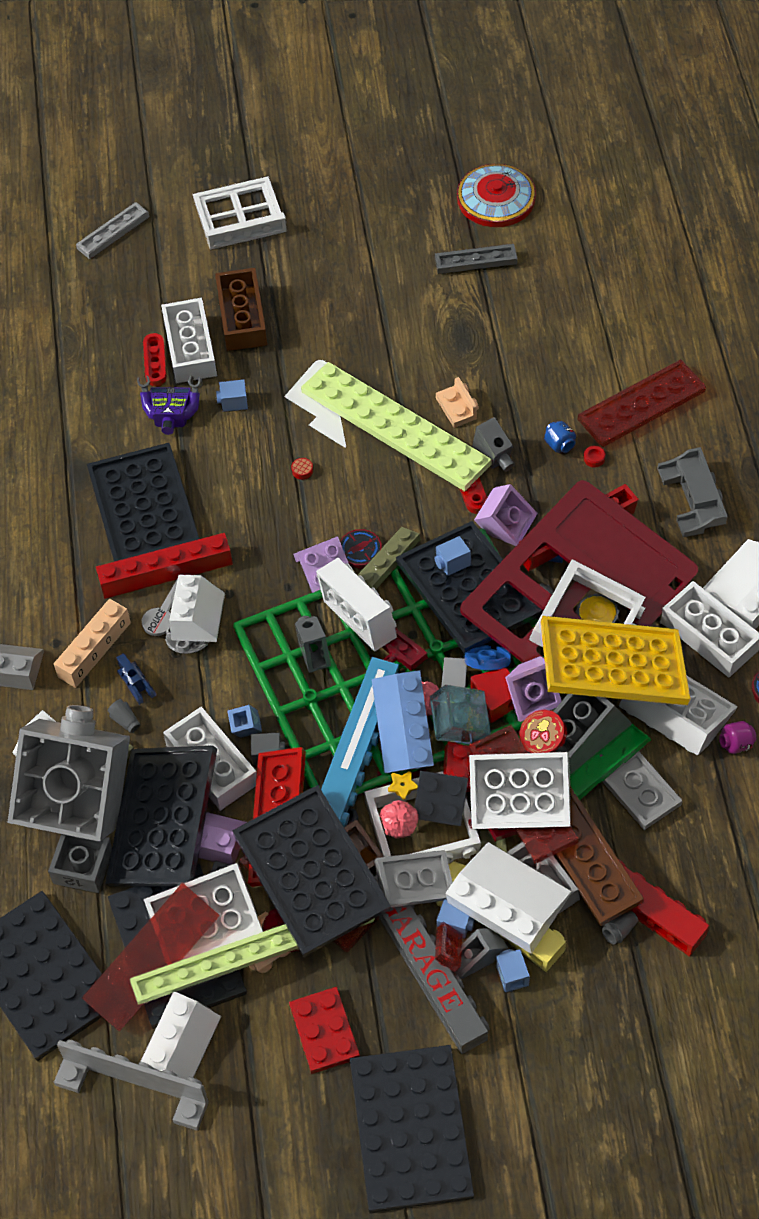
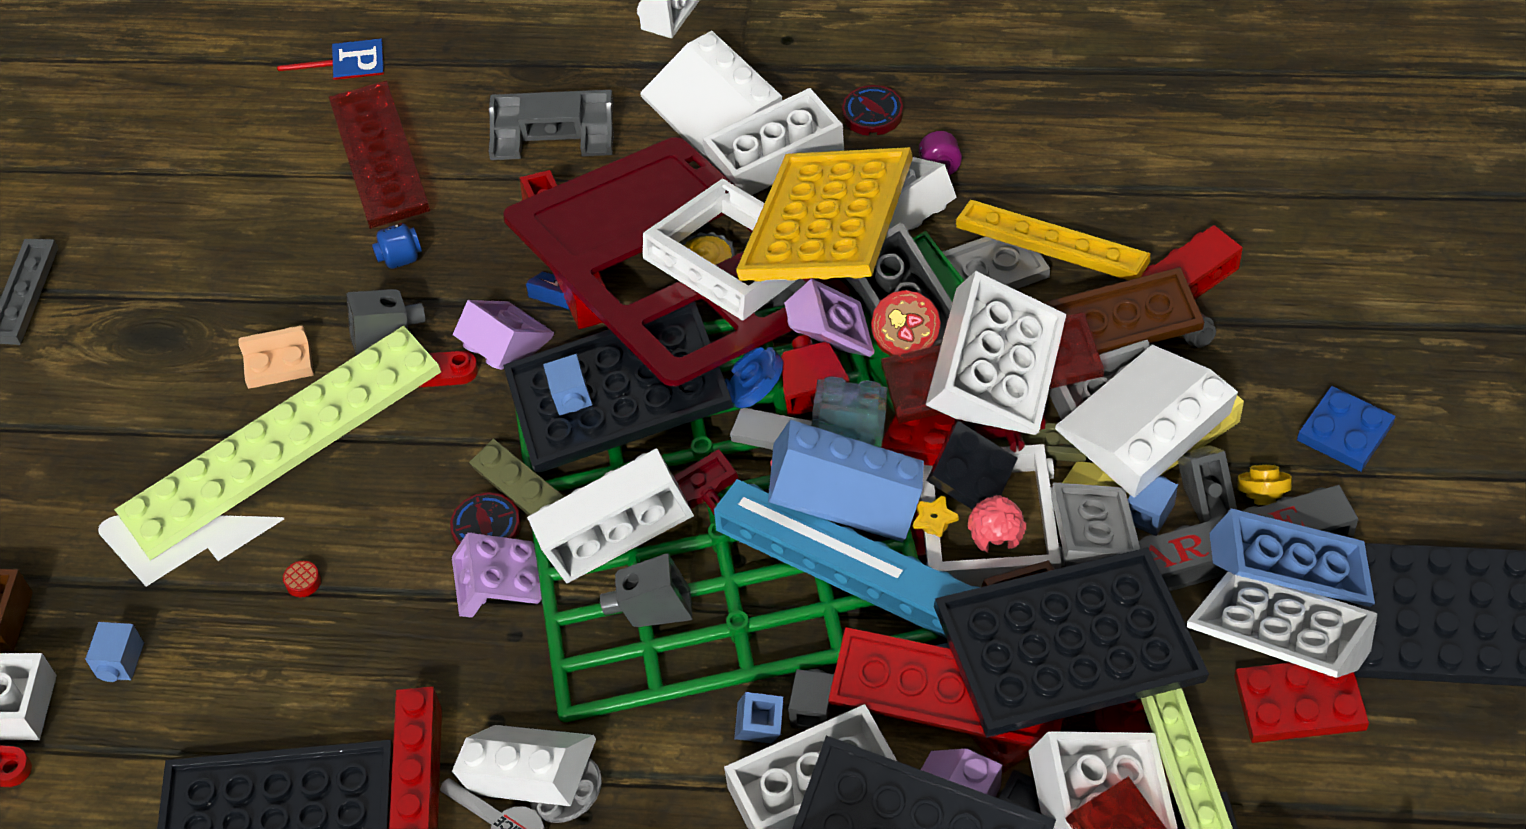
camera: 75 degrees left, 5 degrees down
(170, 405) = (87, 749): dark purple torso -> none
(352, 999) = (1287, 624): none -> white slope
(405, 1001) = (1292, 556): none -> medium blue slope
(448, 946) = (1195, 507): clear red plate -> none
(485, 987) = (1264, 483): none -> yellow plate
(512, 970) = (1243, 447): medium blue brick -> none
(553, 1041) = (1346, 428): none -> blue plate
(594, 456) = (441, 222): red tile -> none
(665, 822) = (1053, 240): none -> yellow tile
(727, 364) = (349, 60): none -> blue piece

